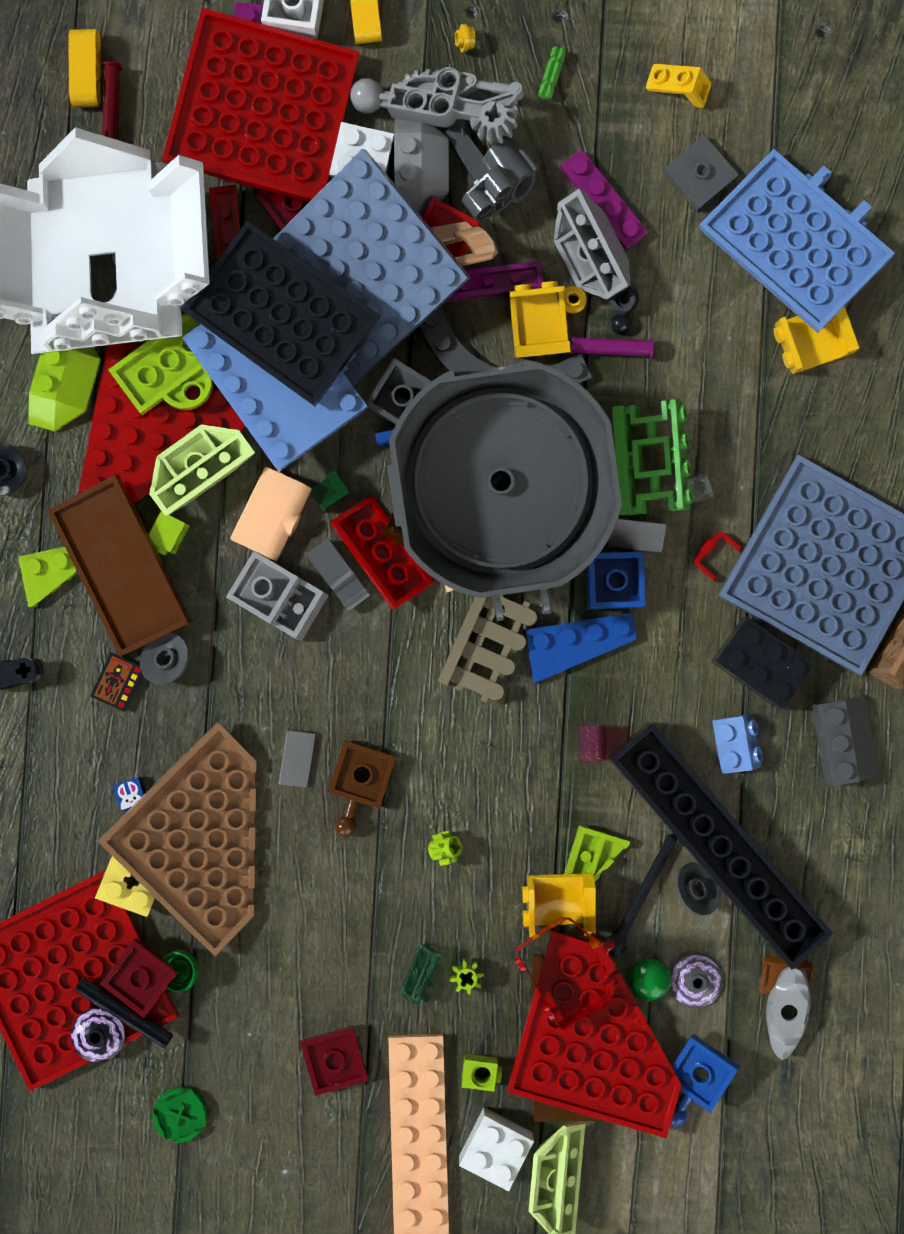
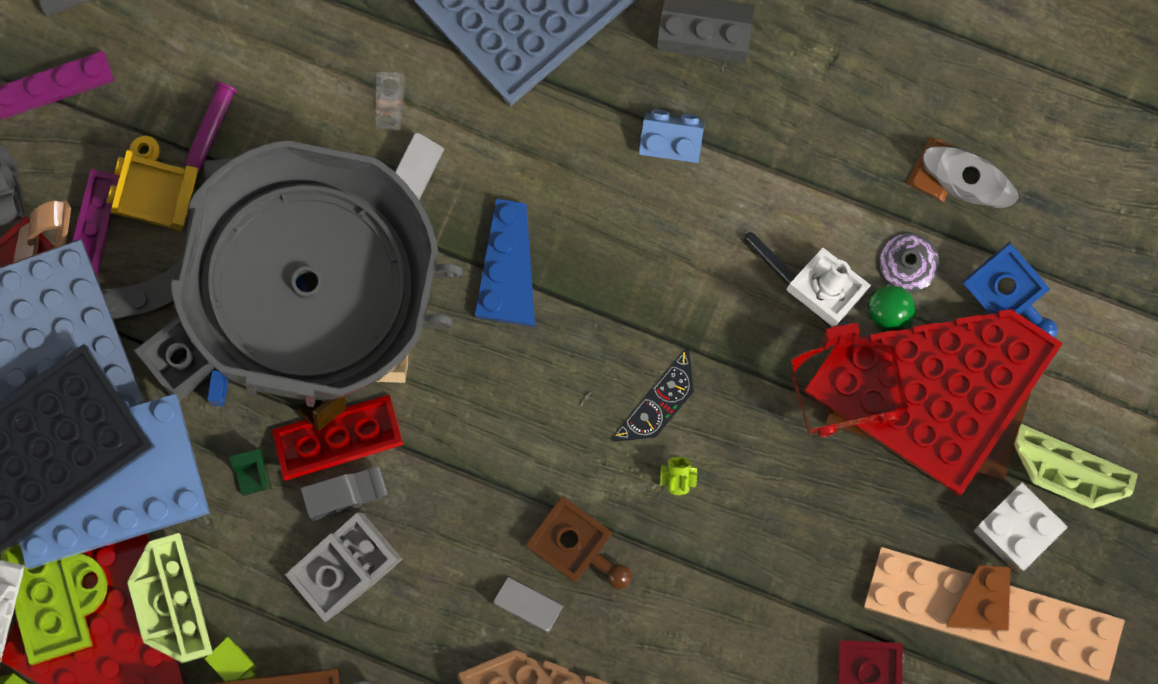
camera: 65 degrees left, 10 degrees down
(271, 514) = (251, 542): light nougat panel -> none
(420, 974) = (805, 548): clear green plate -> none
(424, 1139) = (984, 601): none -> dark orange wing
(468, 984) = (824, 490): lime gear -> none
(472, 1063) = (928, 531): lime brick -> none
(482, 656) = (481, 373): dark tan fence -> none
(504, 810) = (660, 403): none -> black sticker
(560, 897) = (769, 370): yellow panel -> none
(590, 247) = (96, 113): light grey wedge -> none
(592, 742) = (618, 284): clear pink piece -> none
(593, 852) = (738, 324): lime wing -> none
(616, 581) = (457, 201): blue brick -> none
(621, 322) = (187, 110): black plate -> none
(630, 457) = (346, 98): bright green fence -> none
(655, 922) = (831, 282): none -> white plate
(697, 890) = (810, 226): dark grey dish -> none
(707, 547) = (455, 99): red piece -> none
(720, 845) = (770, 188): black brick -> none
(762, 663) = (596, 82): black brick -> none

